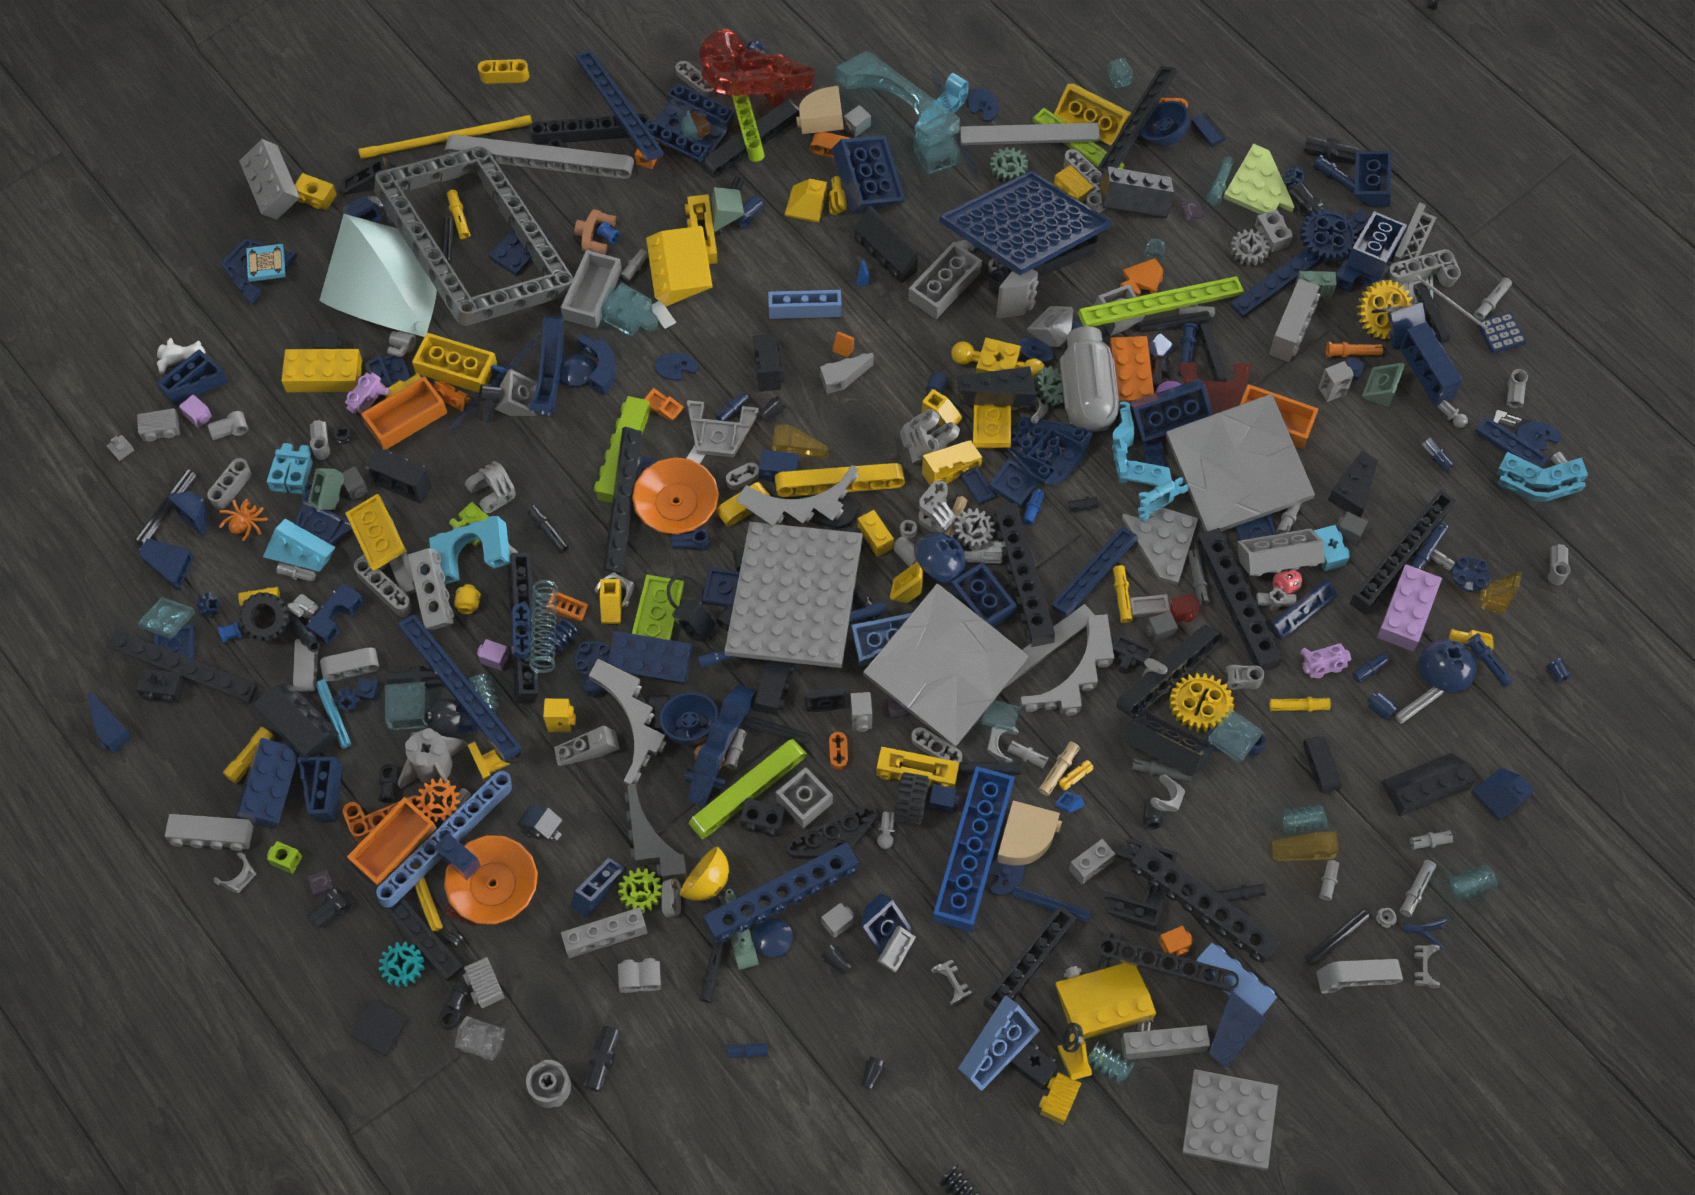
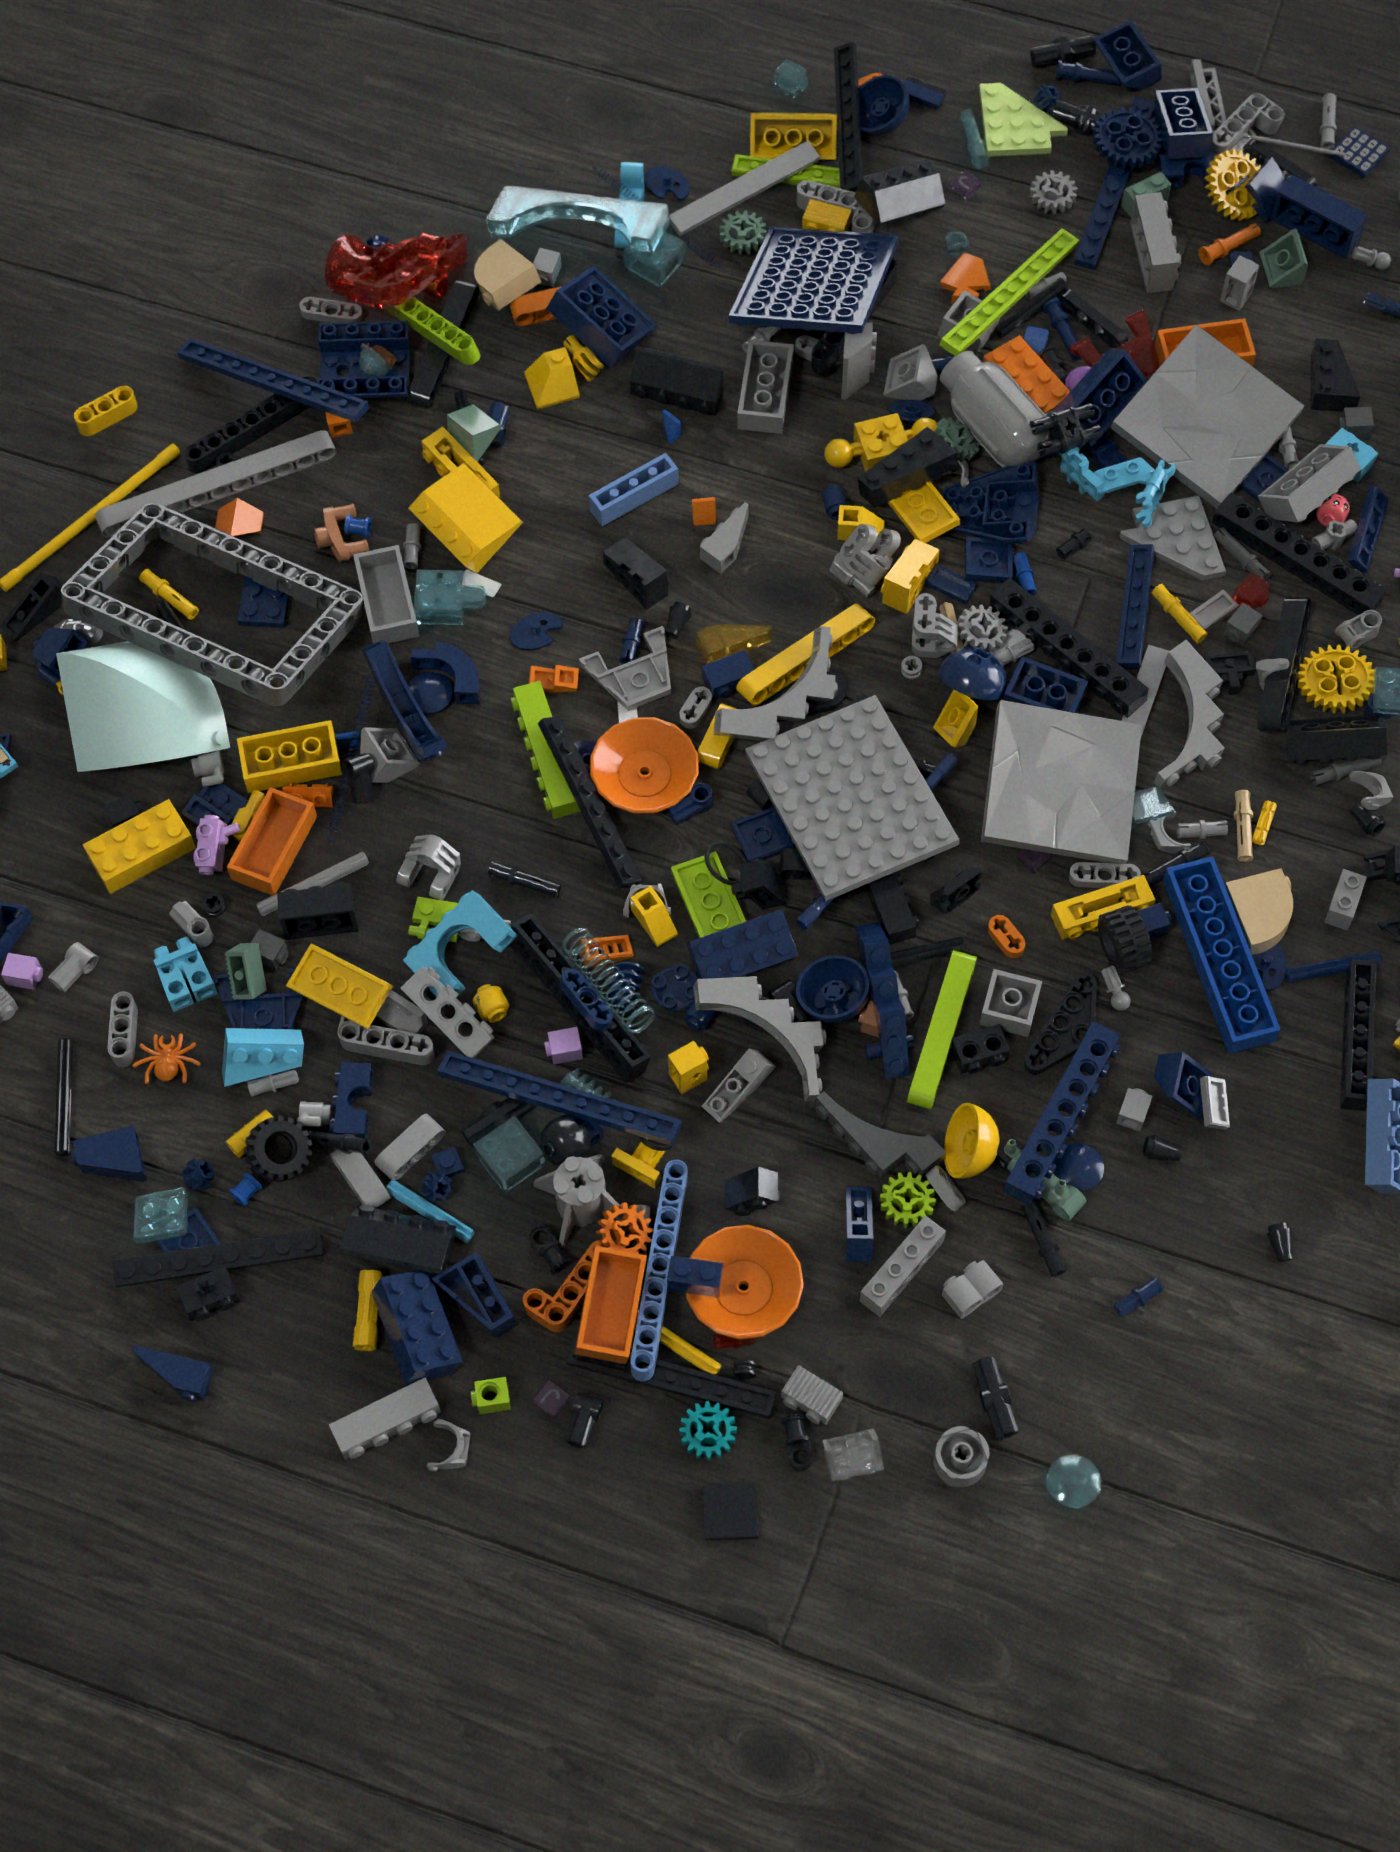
camera: 30 degrees left, 0 degrees up
(191, 510) = (101, 1083): dark blue slope -> none
(423, 456) = (320, 879): none -> light grey axle
(537, 188) = (239, 518): none -> slope
(614, 1147) = (1073, 1481): none -> clear light blue dish
(861, 711) = (1006, 880): light grey brick -> none
(872, 636) = (965, 795): medium blue wedge -> none
(875, 533) = (889, 689): yellow brick -> none
(905, 550) = (930, 690): light grey head -> none
(944, 969) = (1282, 1095): light grey piece -> none
(1069, 802) = (1277, 853): blue slope -> none
(1129, 412) = (1065, 420): none -> black pin
(1274, 230) = (1064, 158): light grey brick -> none

